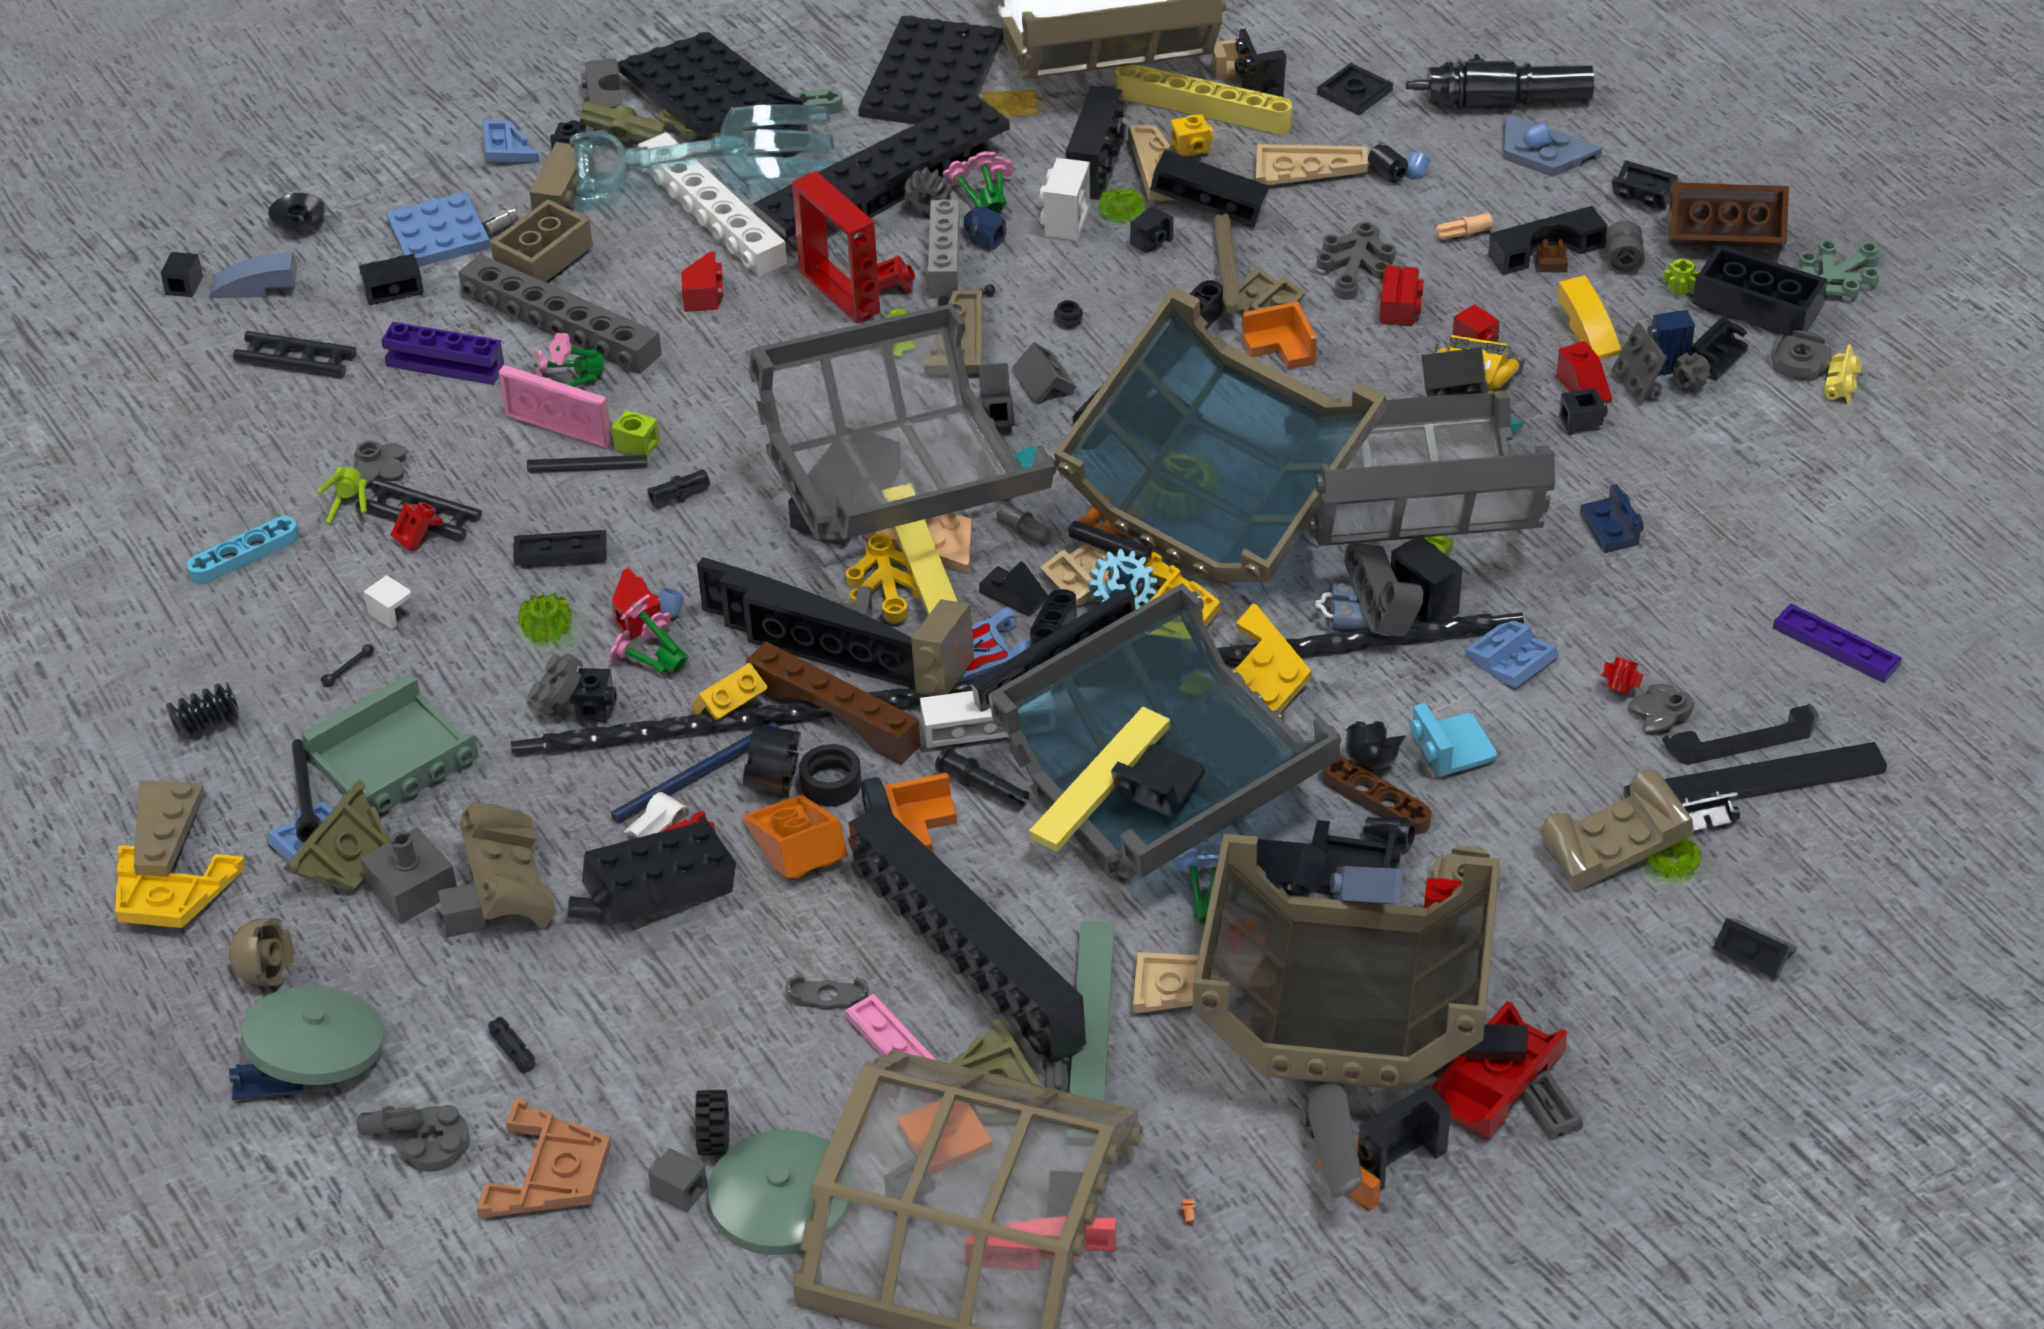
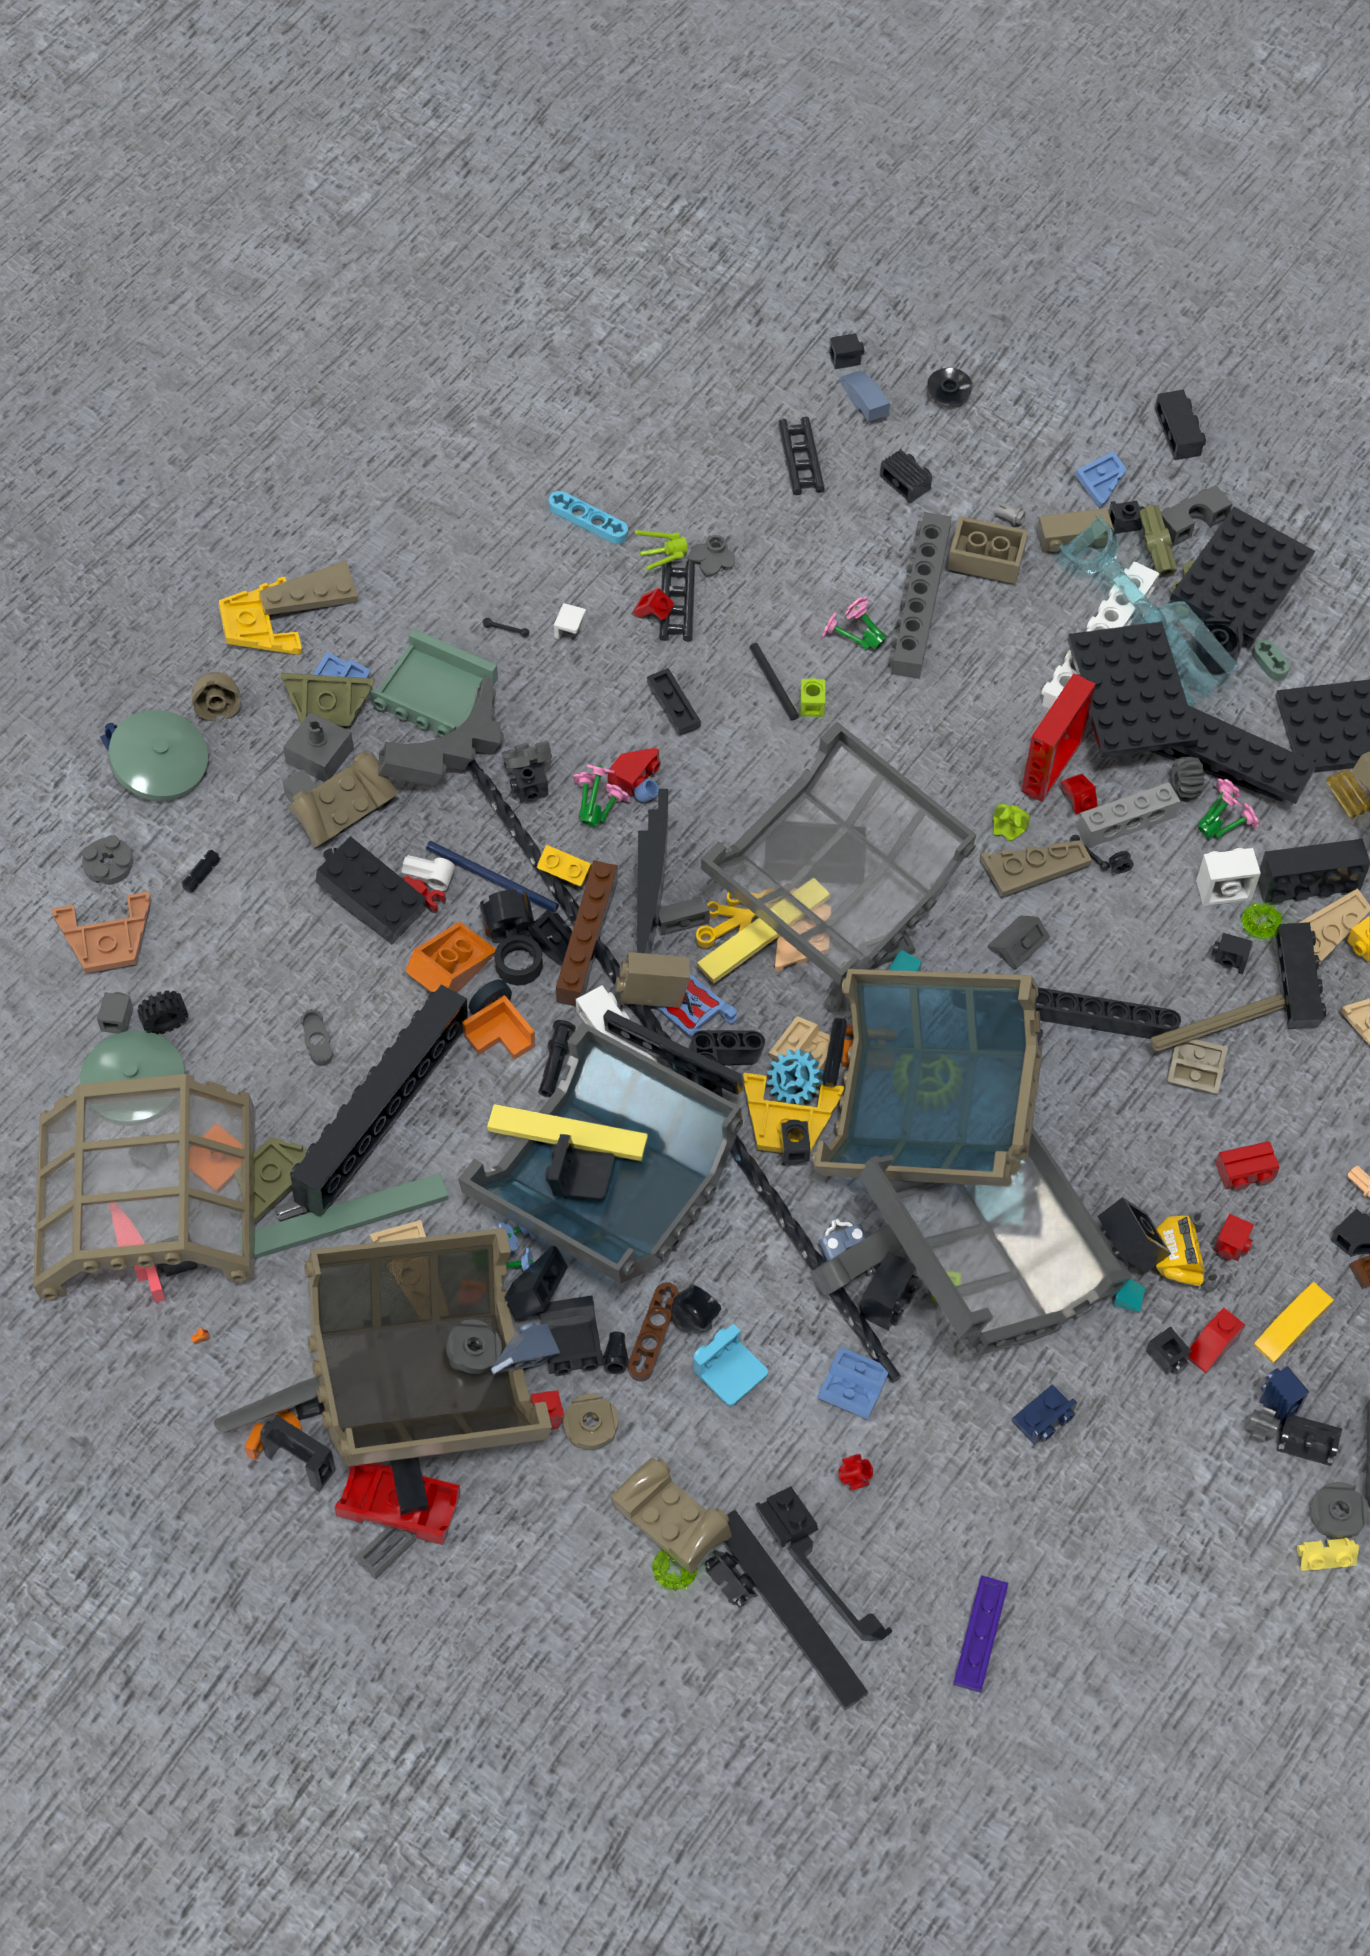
camera: 65 degrees right, 15 degrees up
(203, 710) = (419, 565): black piece -> none
(308, 820) = (336, 669): black piece -> none
(388, 1120) = (103, 828): dark grey axle -> none
(438, 229) = (981, 480): medium blue plate -> none
(443, 353) = (839, 542): dark purple brick -> none
(481, 69) = (1180, 424): none -> black brick
(499, 728) = (428, 760): none -> dark grey arch
(544, 617) = (596, 721): clear neon green gear -> none
(555, 406) = (806, 635): bright pink tile -> none
(678, 487) = (771, 748): black pin -> none
(701, 284) = (1003, 670): red slope -> none
(764, 166) = (1137, 689): none -> black plate
(823, 729) = (552, 935): none -> black slope
(883, 1028) = (286, 1099): bright pink tile -> none
(985, 226) = (1171, 834): dark blue rock -> none
(996, 273) = (1121, 862): none -> black bush
(996, 393) = (964, 919): black brick -> none
(1014, 588) = (765, 1008): black slope -> none
(1068, 313) = (1101, 925): black plate -> none
(1215, 596) = (791, 1150): none -> black brick
(1273, 664) = (746, 1213): yellow wing -> none
(1280, 330) = (1155, 1092): orange panel -> none
(1338, 937) = (467, 1360): none -> dark grey plate
(1363, 235) = (1286, 1115): dark grey plant -> none
(1639, 365) = (1248, 1377): dark grey hinge -> none
(1651, 744) = (787, 1516): none -> black plate
(1662, 707) = (840, 1510): dark grey plate -> none
(1753, 946) = (602, 1654): black panel -> none

